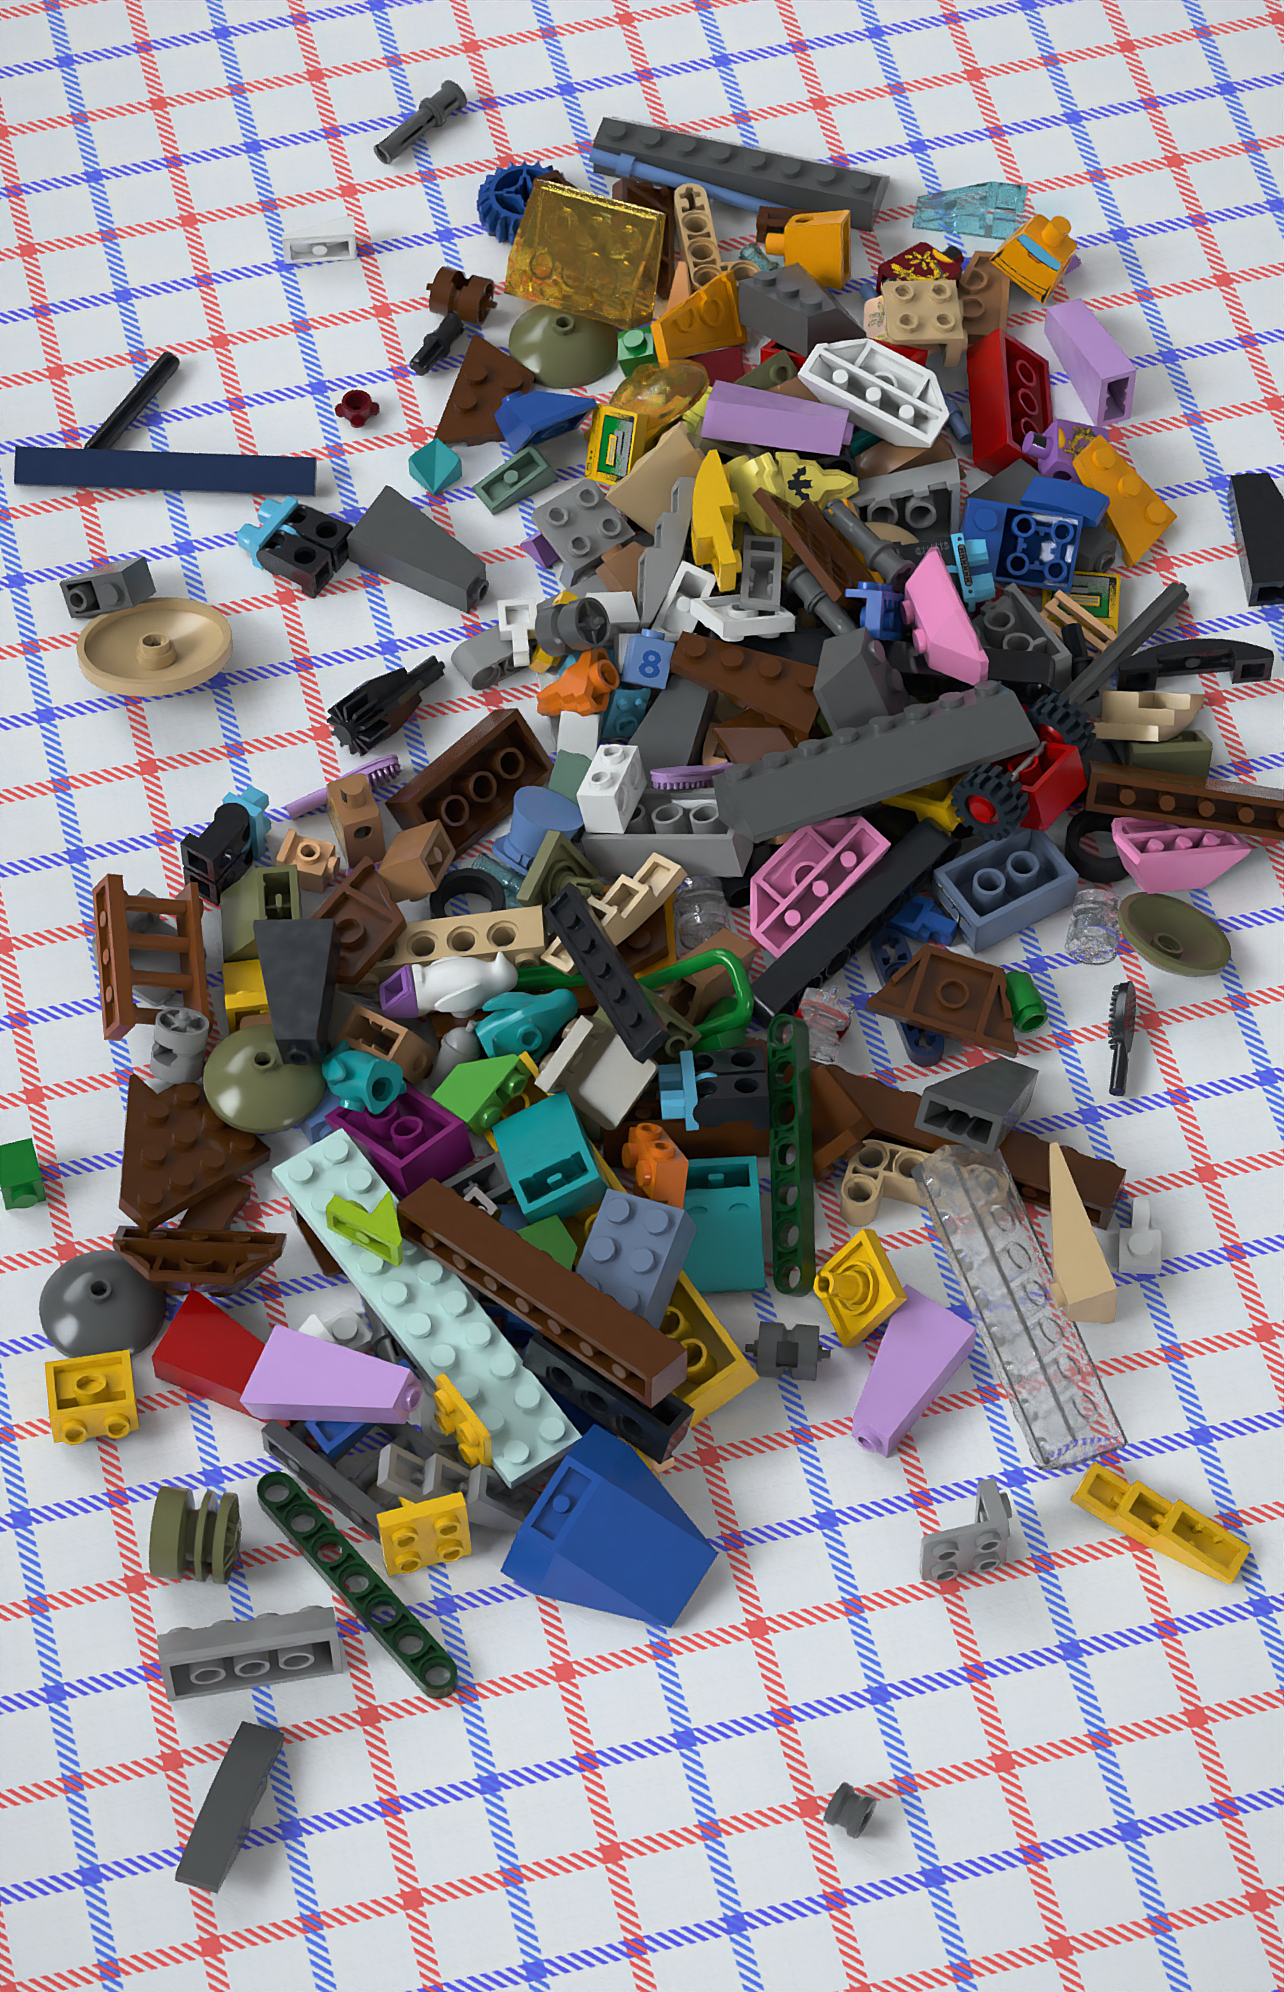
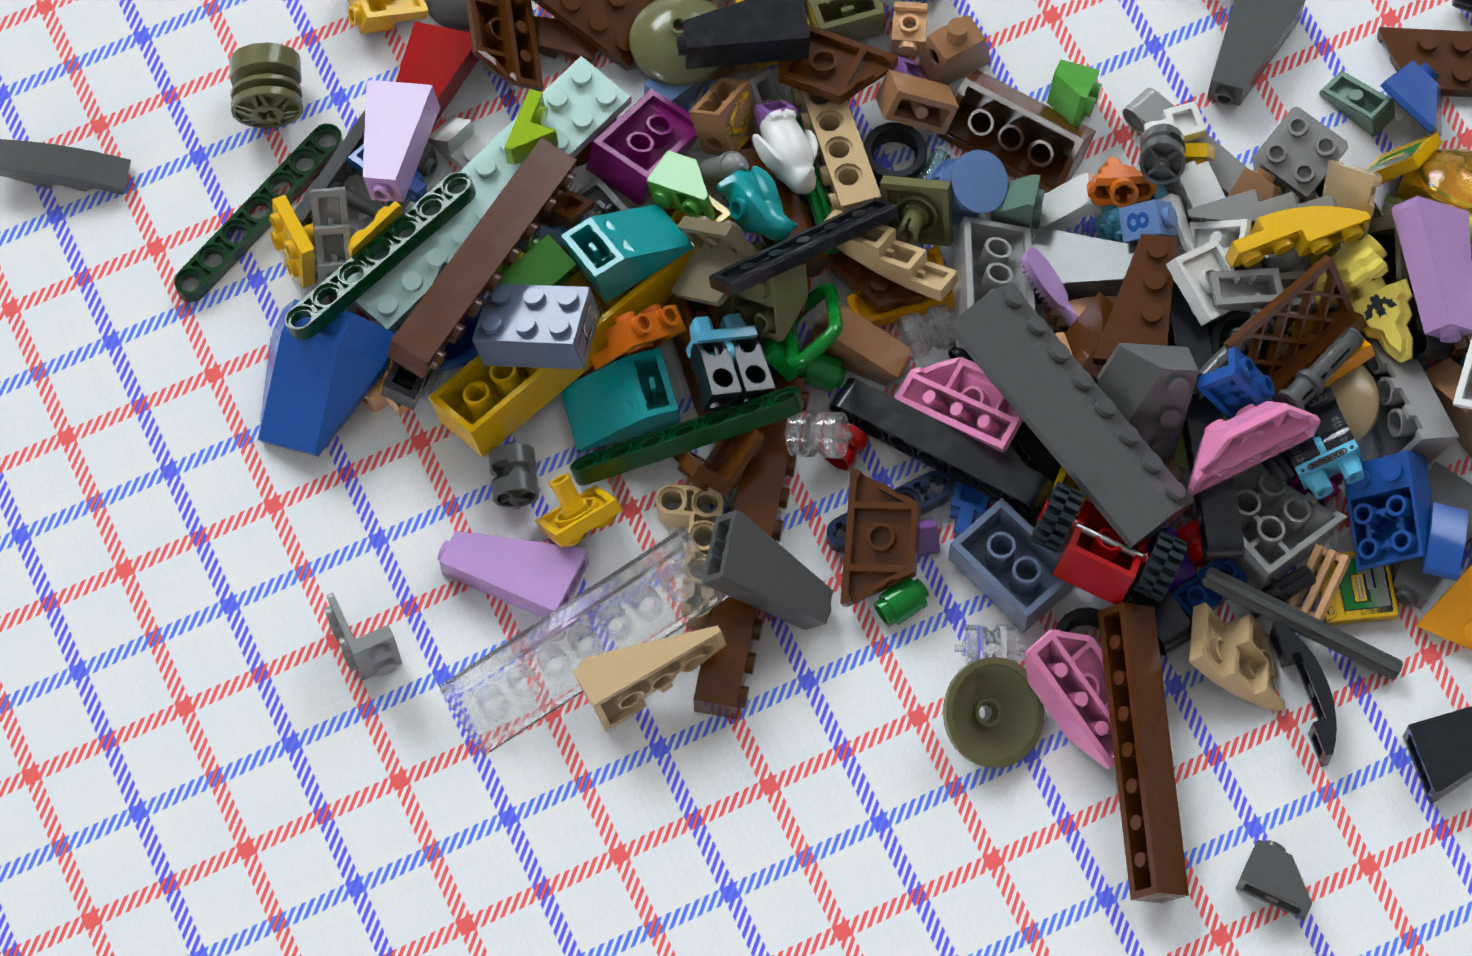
camera: 80 degrees right, 10 degrees up
(249, 1653) = (183, 147): light grey slope -> none
(362, 1079) = (675, 97): teal animal -> none
(374, 771) = (996, 45): lavender piece -> none
(381, 706) = (1073, 40): black piece -> none
(435, 466) = (1351, 35): teal slope -> none
(443, 717) = (1074, 91): none -> bright green slope
(510, 1426) = (373, 269): none -> dark green beam
(611, 789) = (1010, 223): white brick -> none
(850, 1810) = (115, 594): dark grey wheel -> none
(1122, 1034) = (892, 690): black piece -> none
(1139, 1246) = (677, 738): white plate -> none
(1160, 1525) = (411, 792): yellow slope -> none
(1184, 754) = (1199, 696): olive slope -> none

